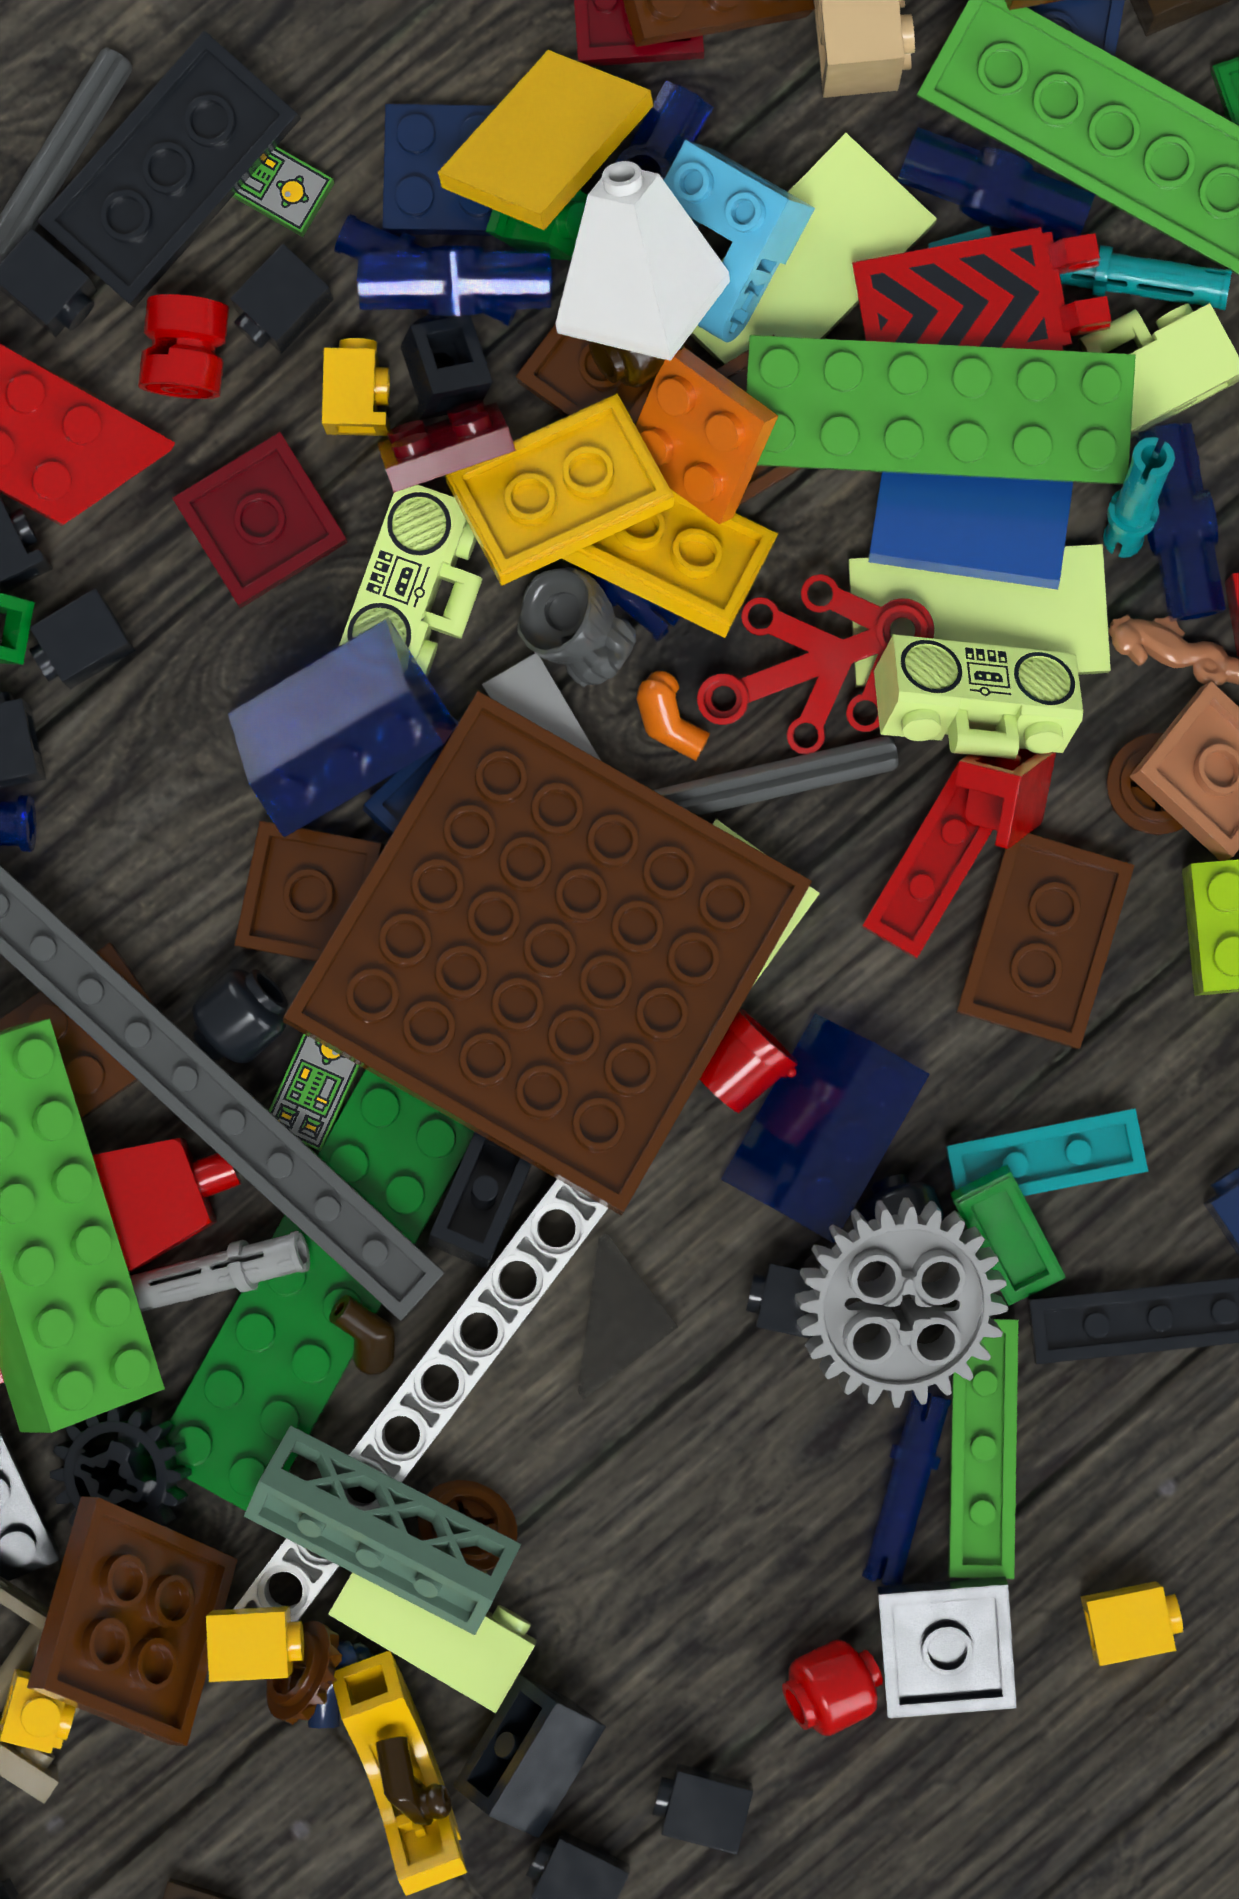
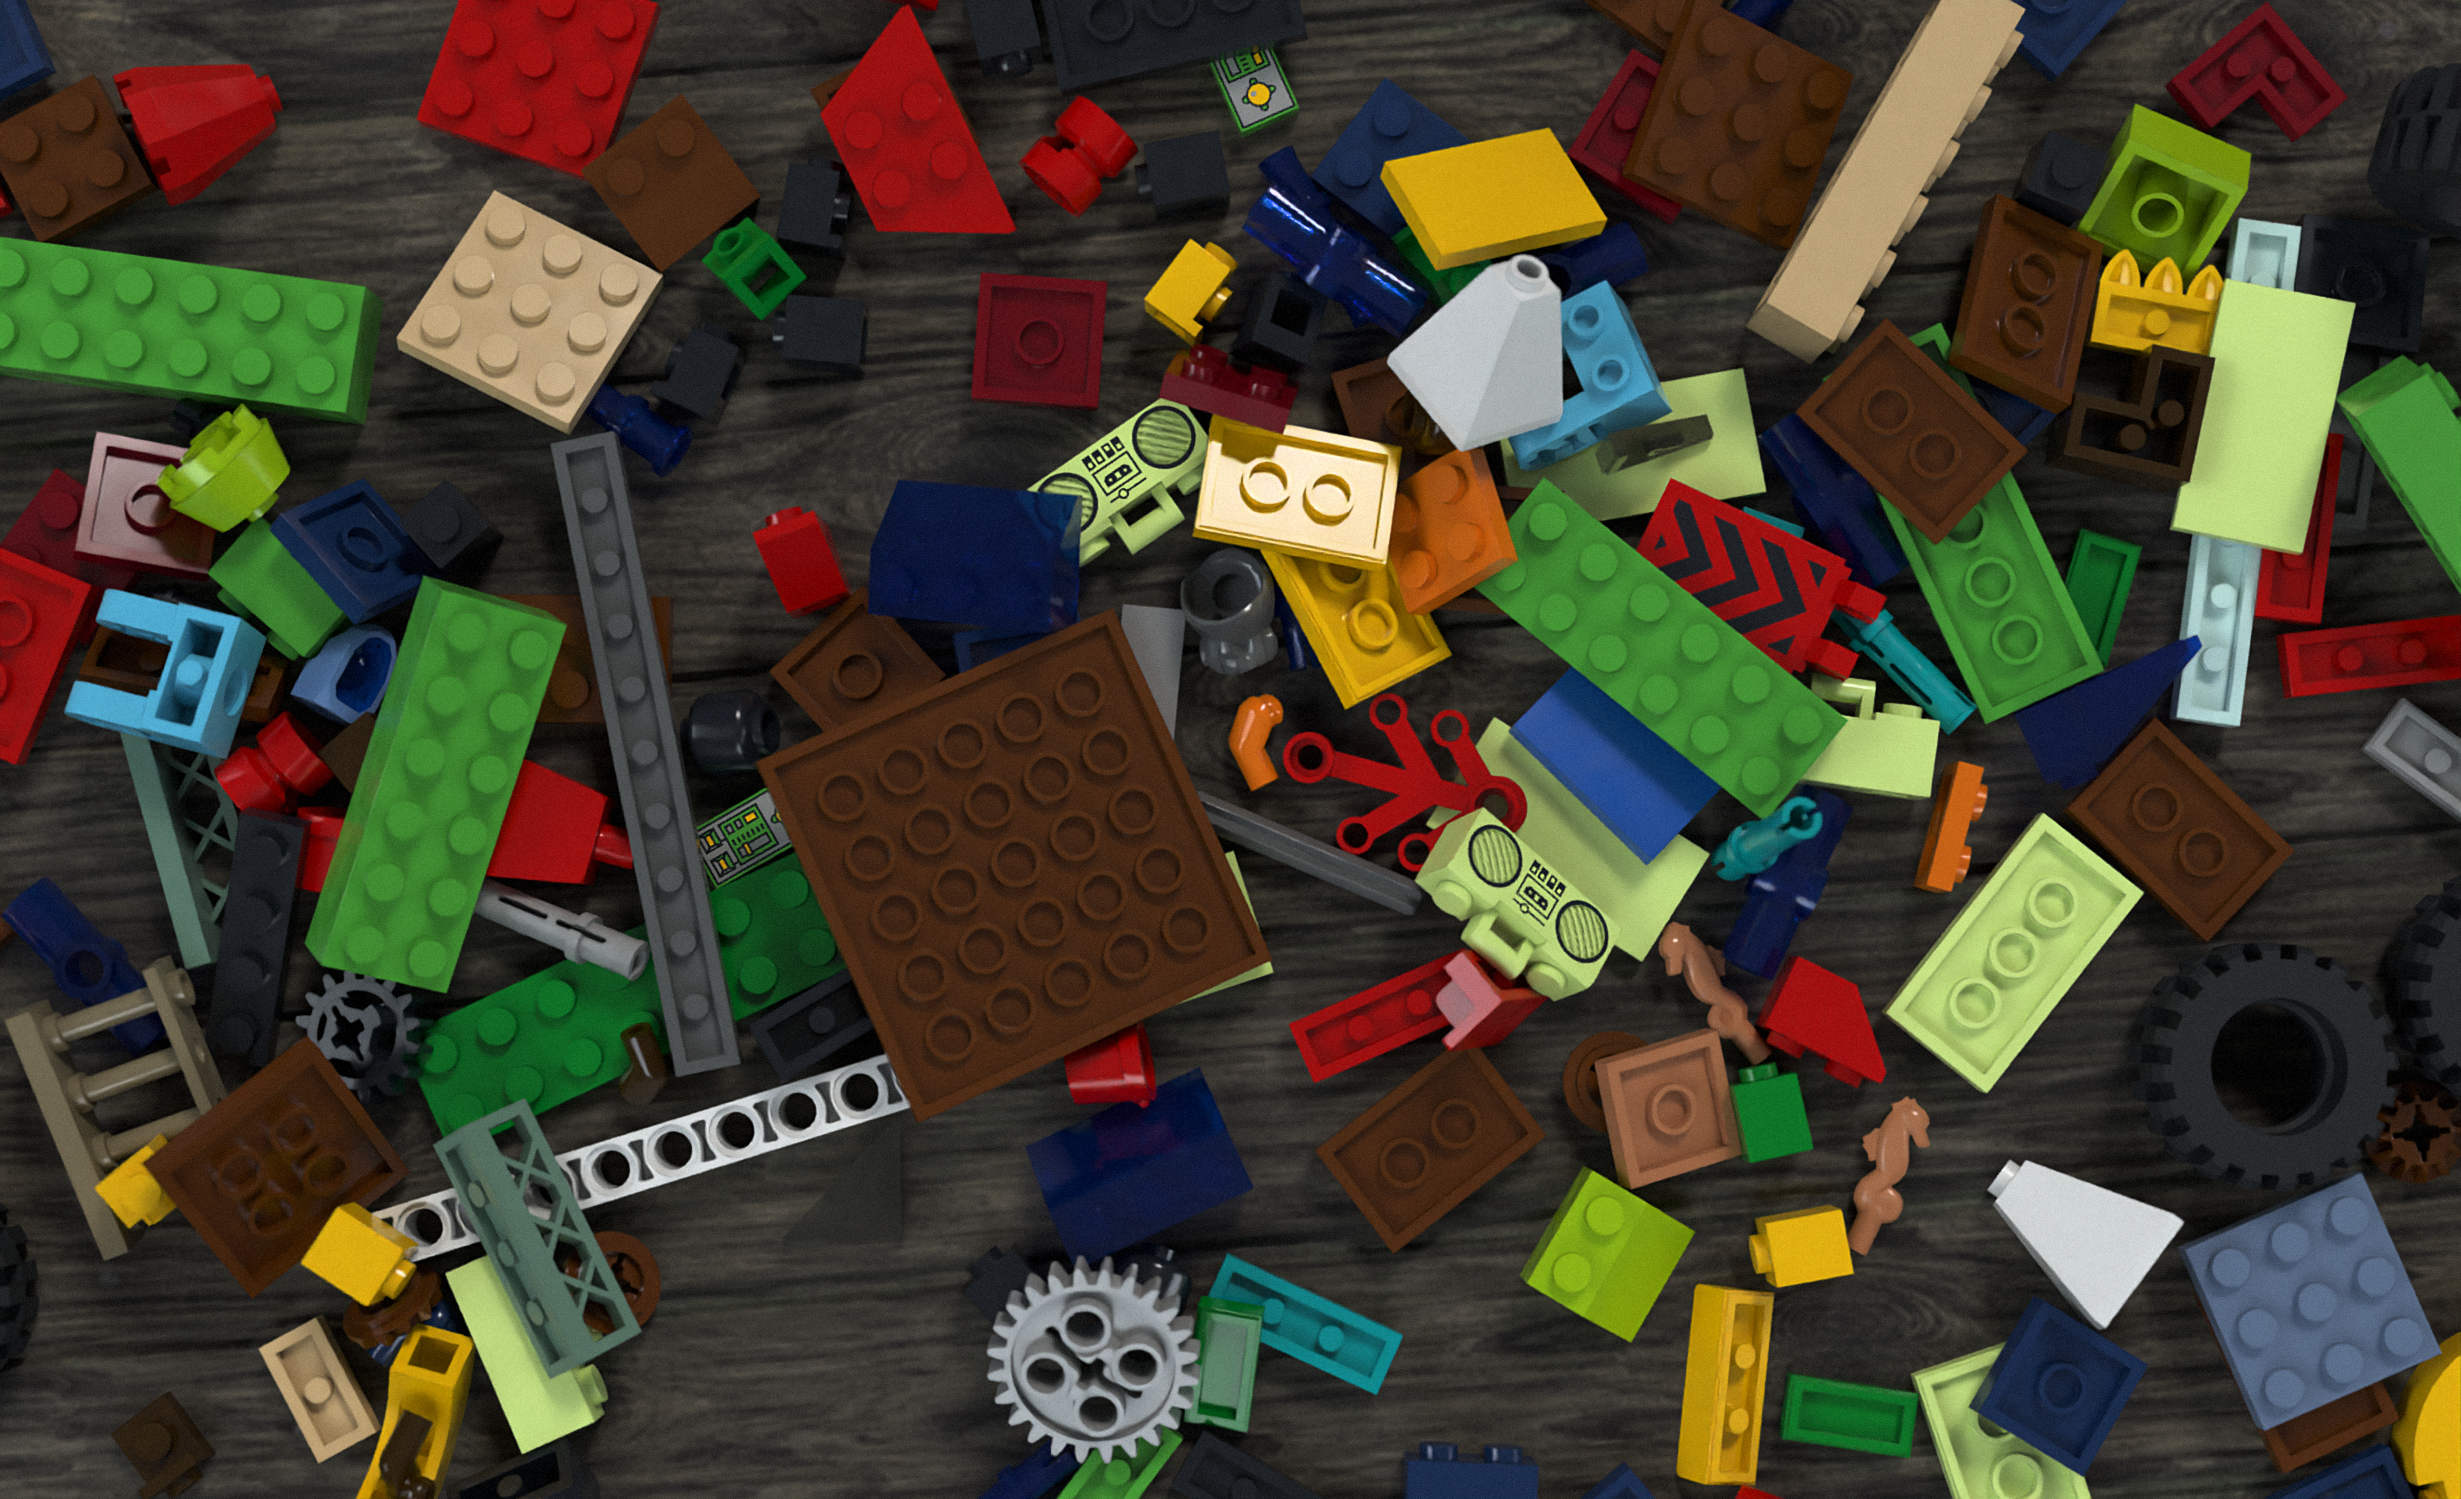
camera: 20 degrees right, 0 degrees up
(199, 834) = (802, 561): none -> red slope
(292, 1784) = (320, 1388): none -> tan plate
(813, 247) = (1645, 443): none -> clear smoke tile
(1018, 86) = (1911, 432): none -> reddish brown plate

